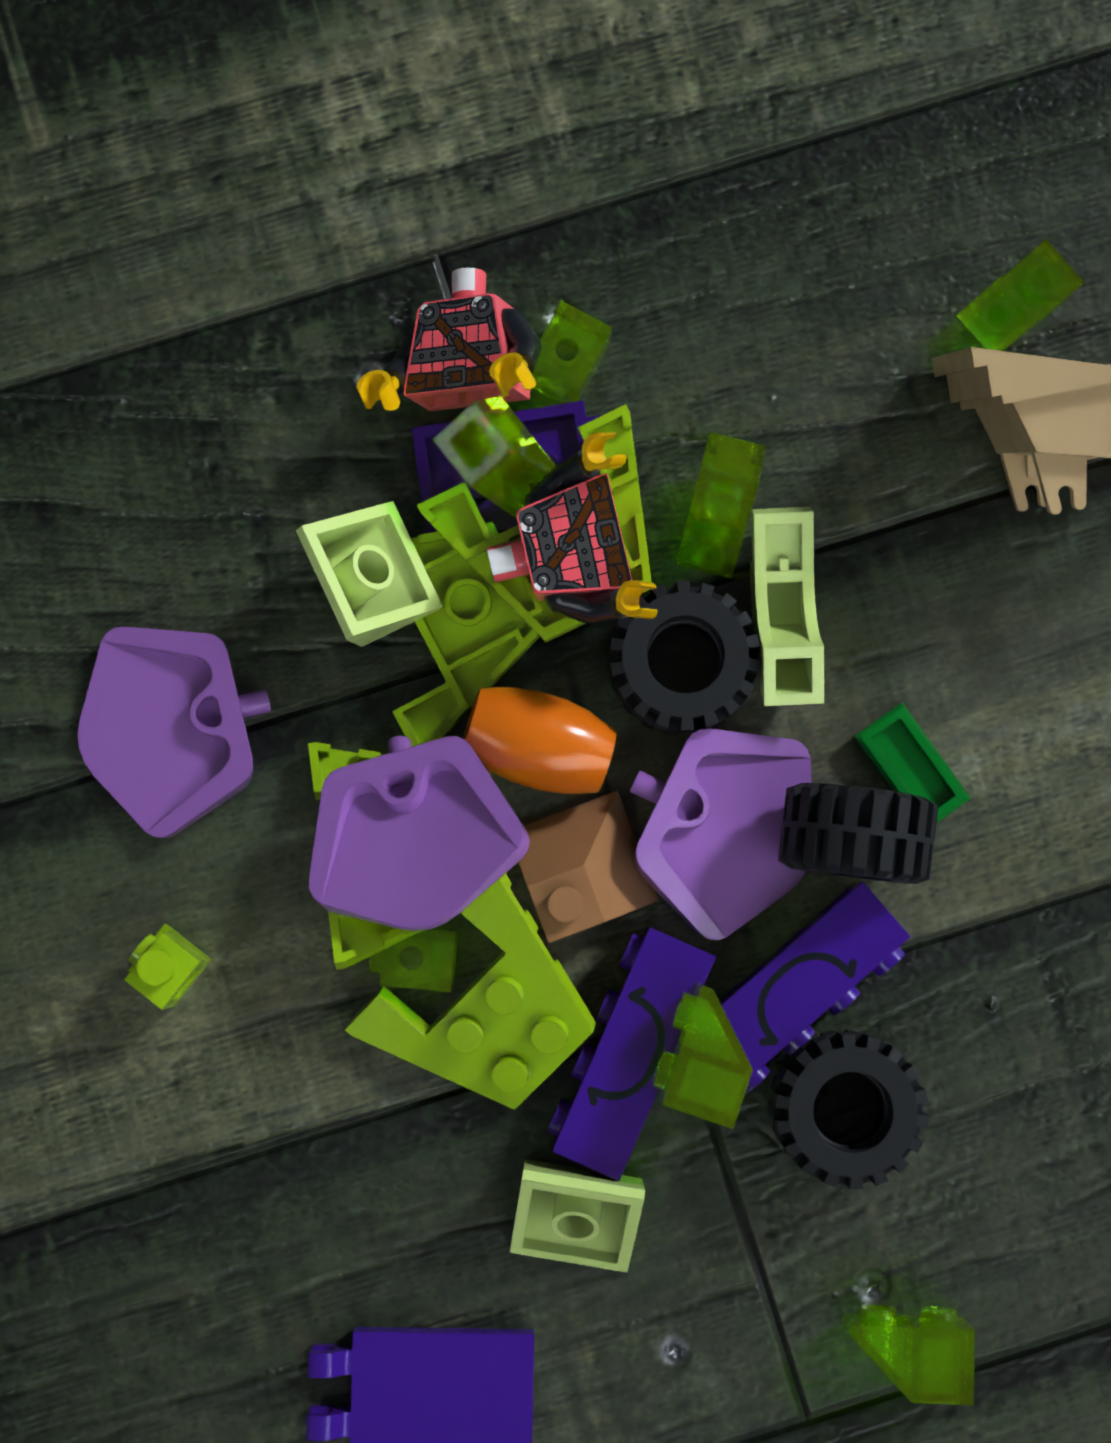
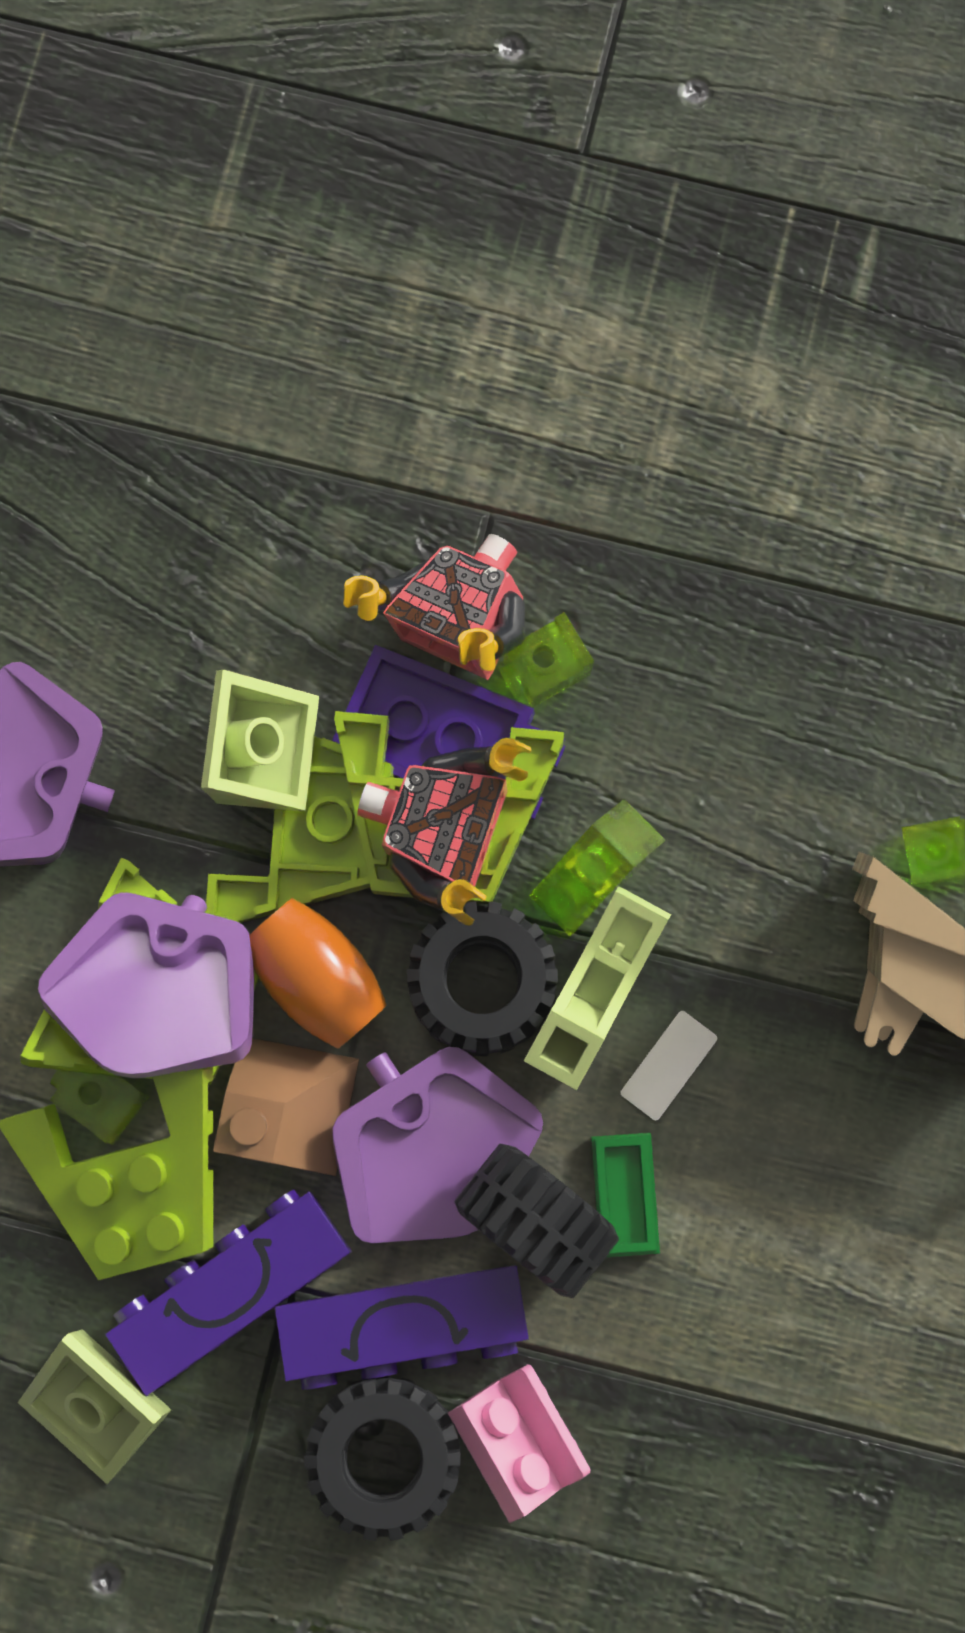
camera: 25 degrees right, 5 degrees down
(495, 453) = (426, 705): clear neon green slope -> none
(708, 1066) = (282, 1341): clear neon green slope -> none
(881, 636) = (668, 1065): none -> white sticker
(951, 1025) = (519, 1442): none -> bright pink bracket

